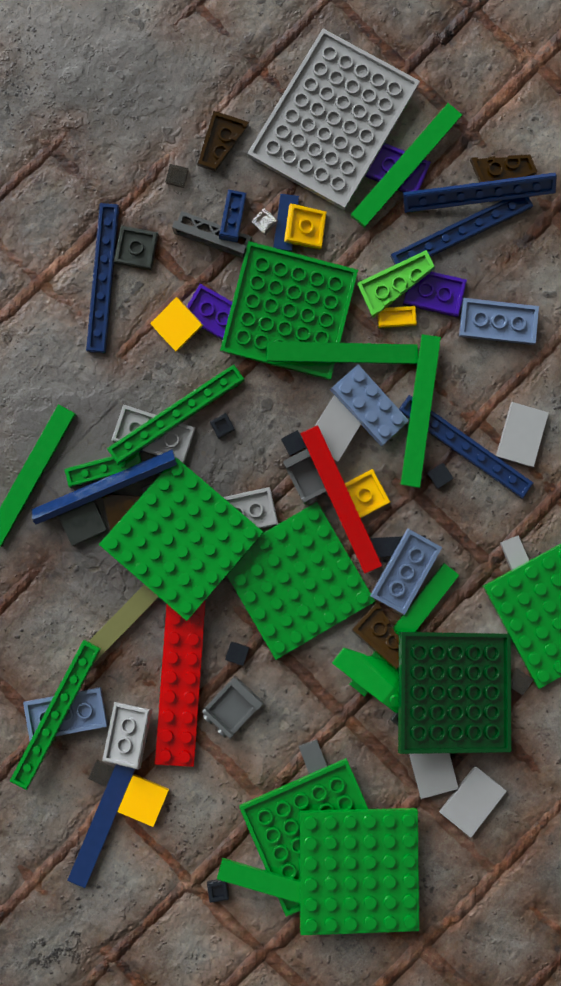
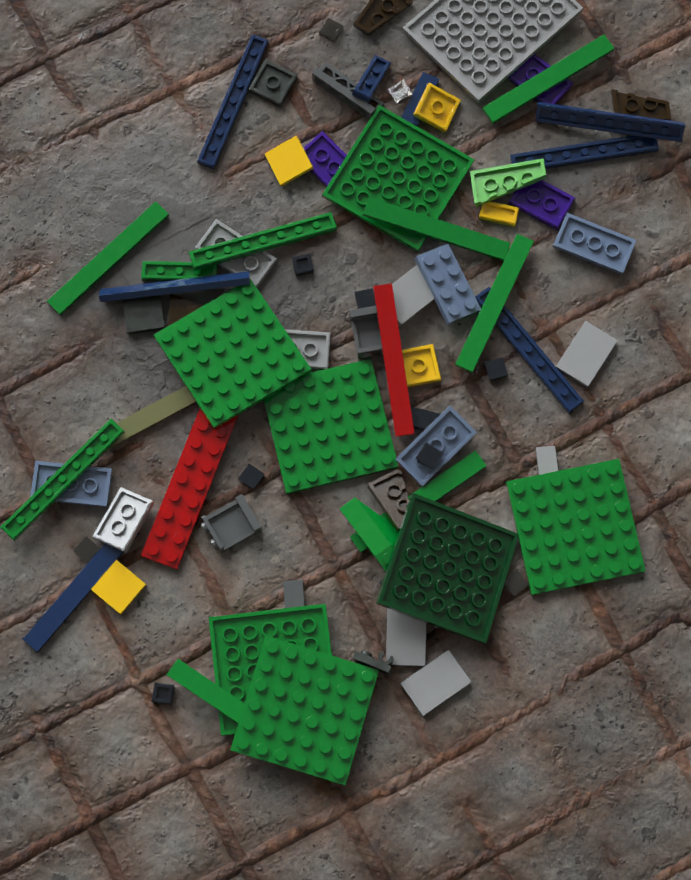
camera: 20 degrees right, 10 degrees down
(400, 800) = (366, 659): none -> pearl dark grey plate
(402, 584) = (428, 455): none -> black tile

